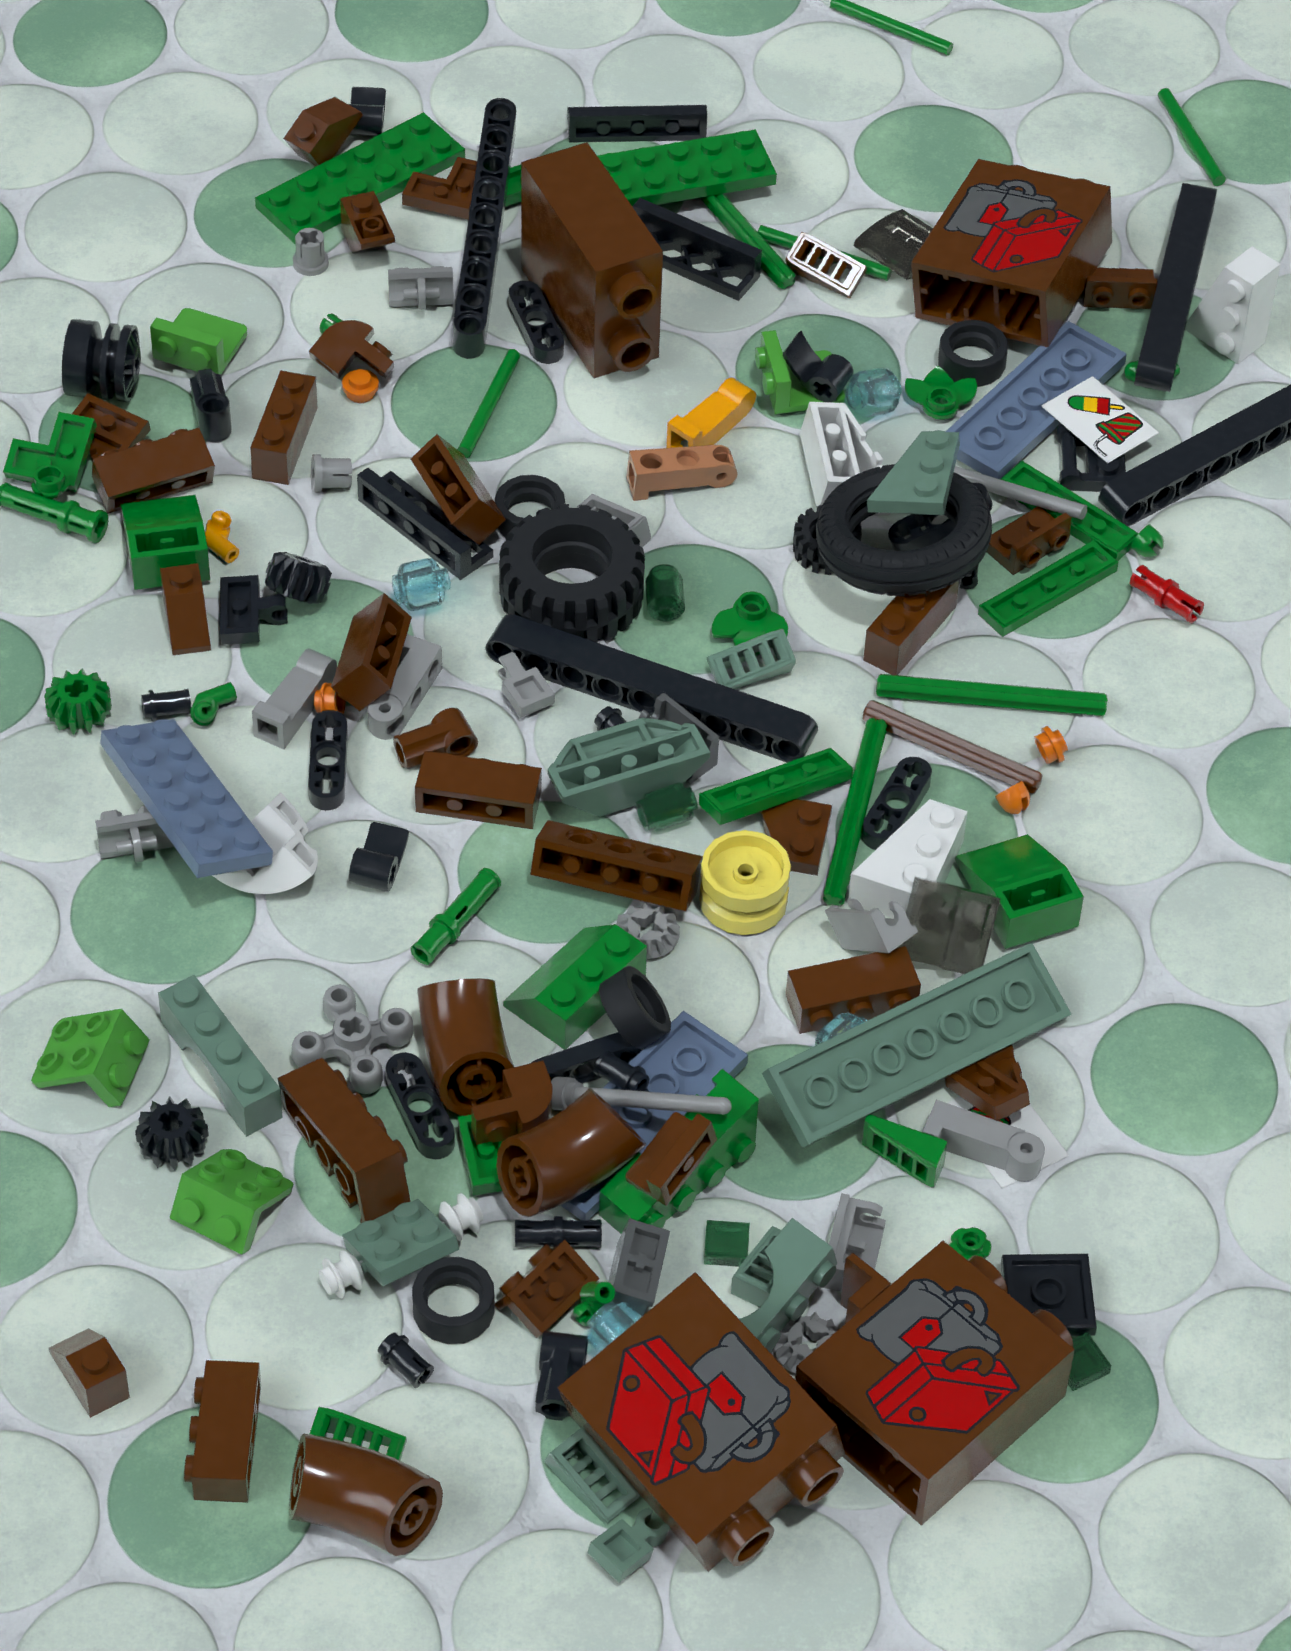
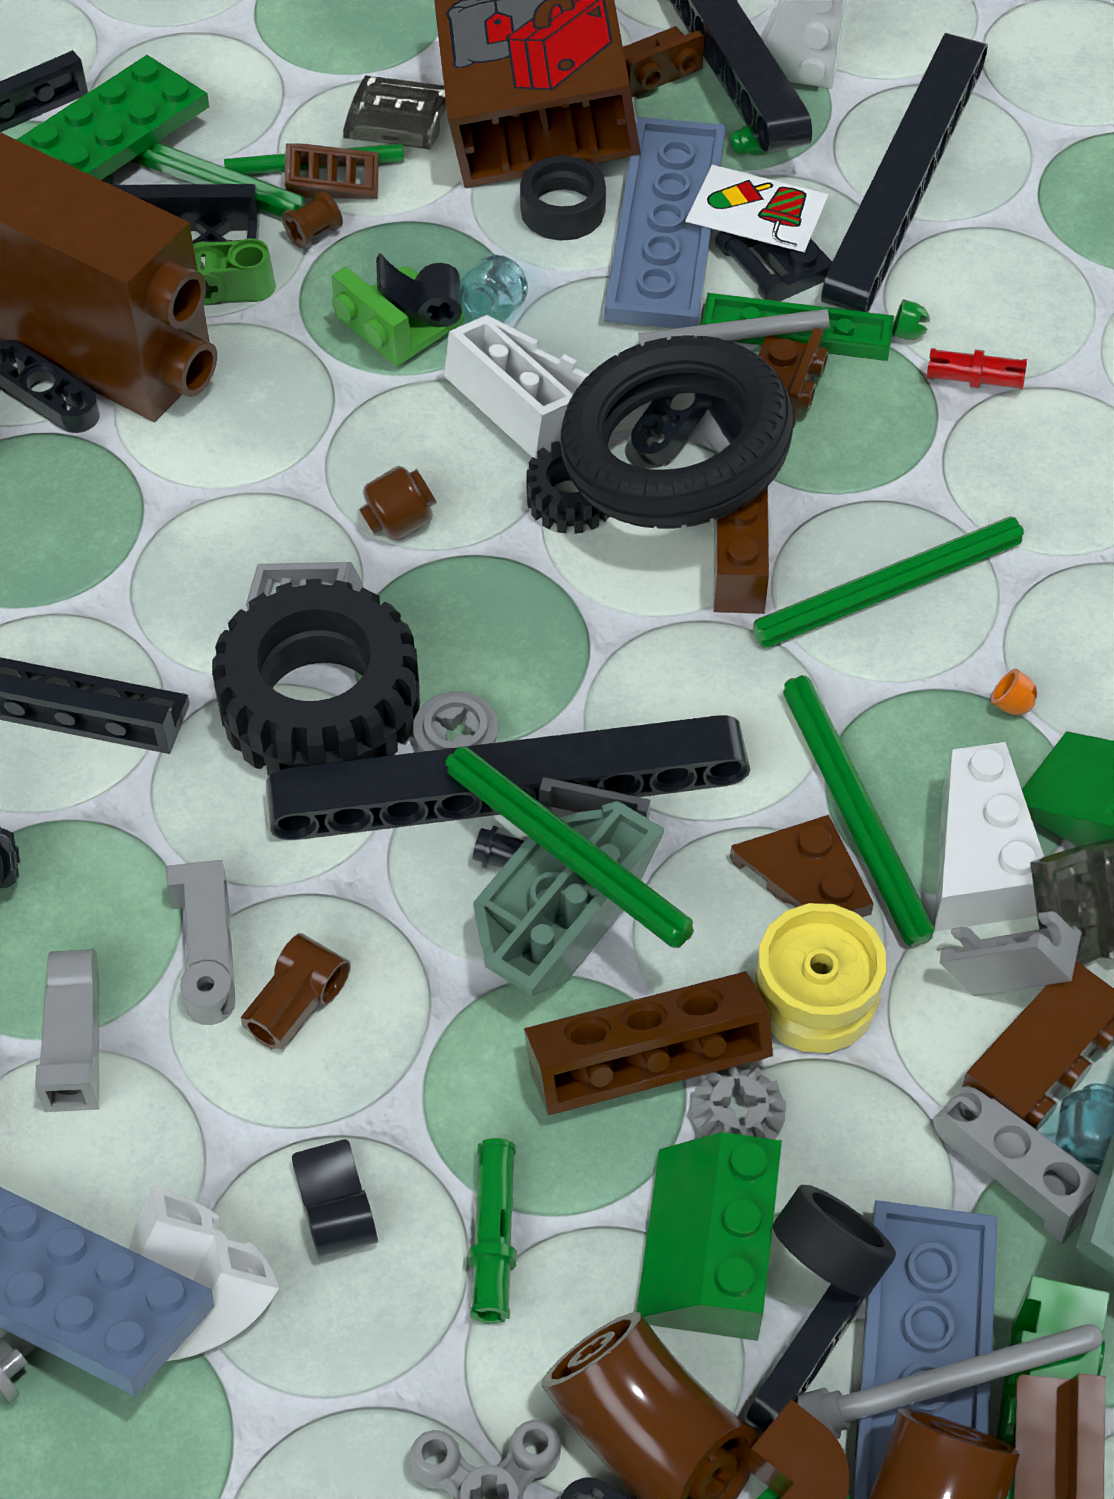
camera: 30 degrees left, 5 degrees up
(328, 699) = (119, 1009): orange plate -> none
(335, 772) = (171, 1118): black beam -> none
(371, 652) = (140, 917): reddish brown brick -> none
(420, 584) = (133, 787): clear light blue head -> none
(458, 489) = (100, 639): reddish brown brick -> none
(478, 789) = (398, 1030): reddish brown brick -> none
(489, 402) = (52, 513): green bar -> none
(524, 689) = (355, 860): light grey plate -> none
(526, 489) = (186, 592): black tyre -> none
(621, 1073) = (882, 1347): black pin -> none
(642, 731) = (571, 848): none -> green axle
(645, 636) = (447, 712): none -> light grey gear
(665, 593) = (440, 646): clear green brick -> none
(666, 807) = (632, 942): clear green brick -> none
(679, 468) = (336, 485): nougat leg -> none
(705, 497) = (397, 503): none -> reddish brown head
(709, 302) = (235, 270): none -> bright green piece
(713, 416) = (332, 408): light orange leg -> none
(747, 619) = (561, 640): green plate -> none
(762, 644) = (622, 654): sand green slope -> none
(775, 786) = (749, 828): green tile -> none
(782, 1021) = (1018, 1159): none -> light grey leg
(788, 292) = (312, 219): none -> reddish brown bush
(897, 788) = (900, 751): black beam -> none
(920, 477) = (663, 359): sand green wing -> none
(940, 394) = (562, 262): green plate -> none
(953, 746) = (898, 666): axle -> none
(1048, 588) = (845, 425): green tile -> none
(1051, 745) = (1005, 608): orange plate -> none

